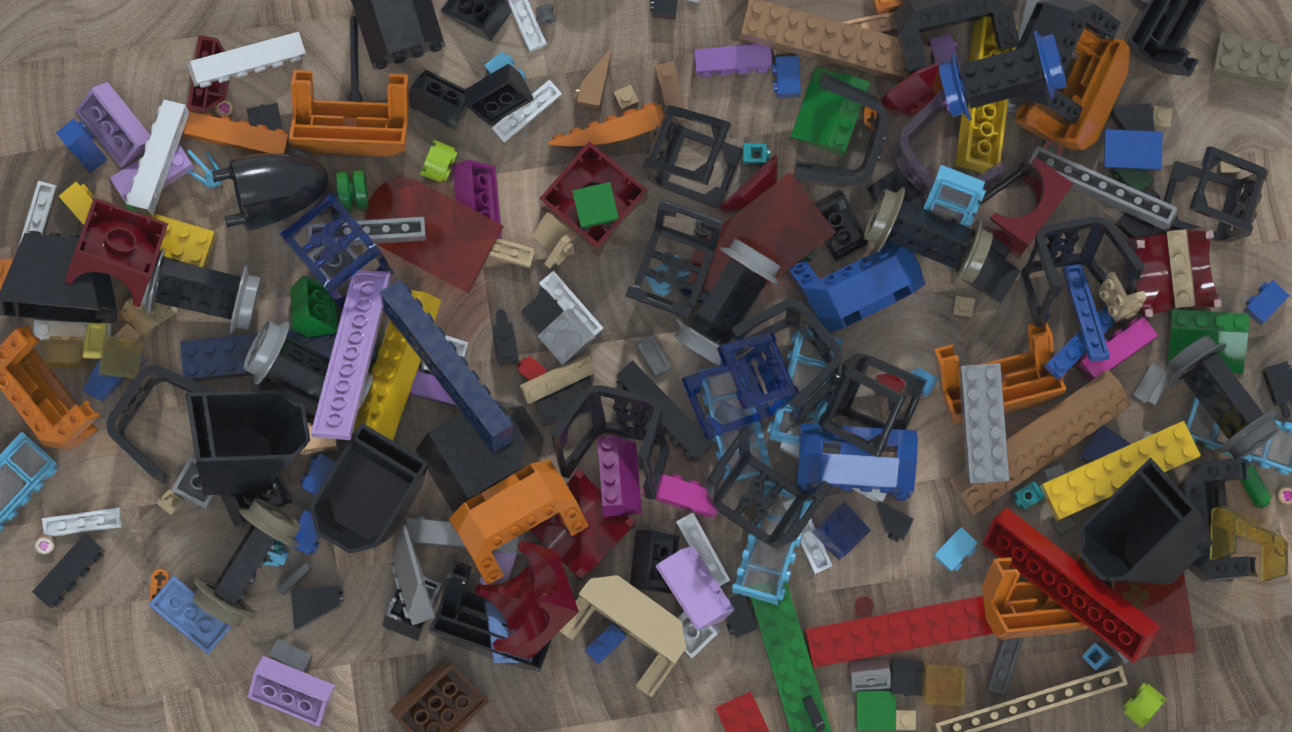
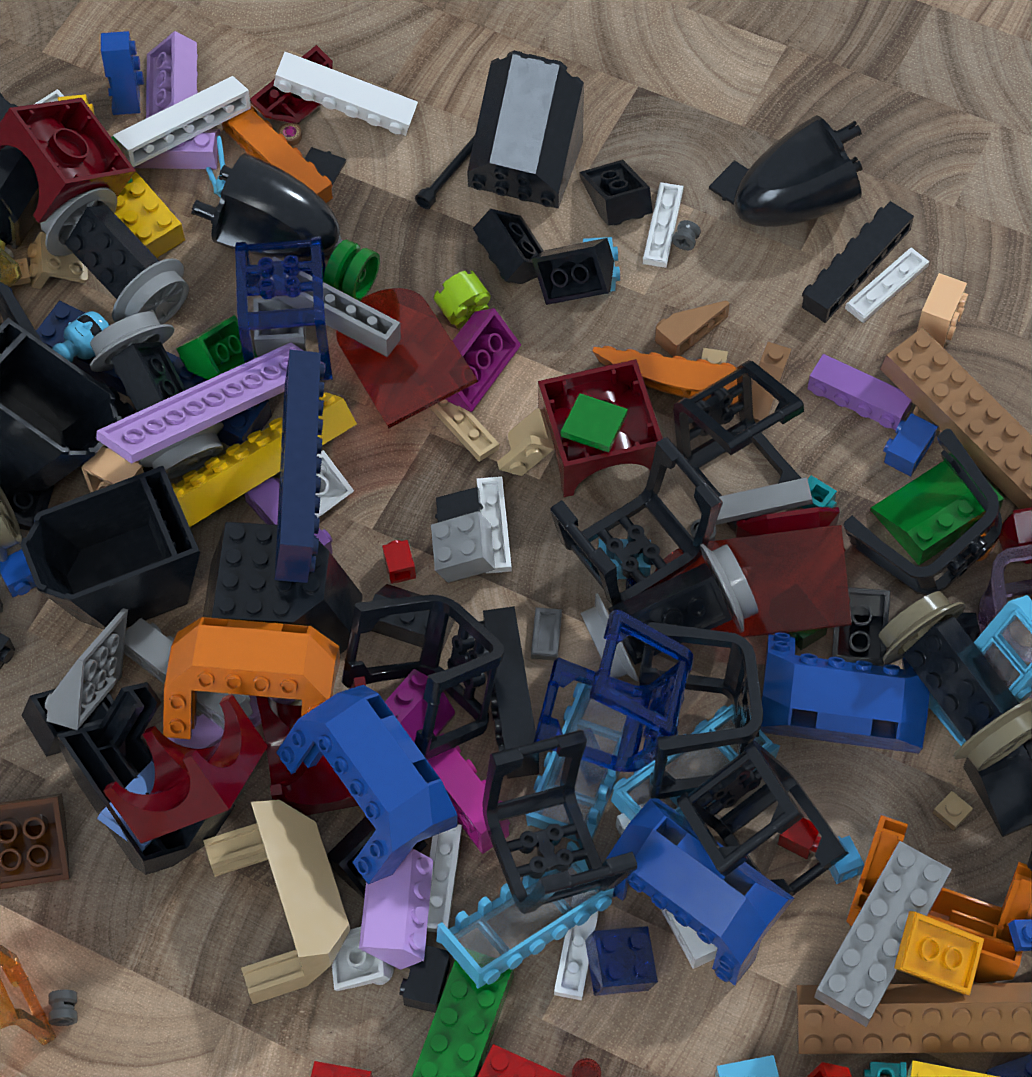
camera: 40 degrees right, 20 degrees down
(227, 361) = (79, 335): none -> medium azure piece
(347, 125) = (395, 213): orange wedge -> none
(505, 340) = (394, 511): black hinge -> none
(520, 118) = (595, 311): white plate -> none
(557, 379) = (417, 582): tan plate -> none
(605, 644) = (247, 902): blue brick -> none
(638, 525) = (379, 770): none -> blue wedge
(724, 182) = (764, 500): none -> light grey tile
(893, 522) = (695, 998): black slope -> none
(1022, 415) = (939, 953): none -> light orange tile

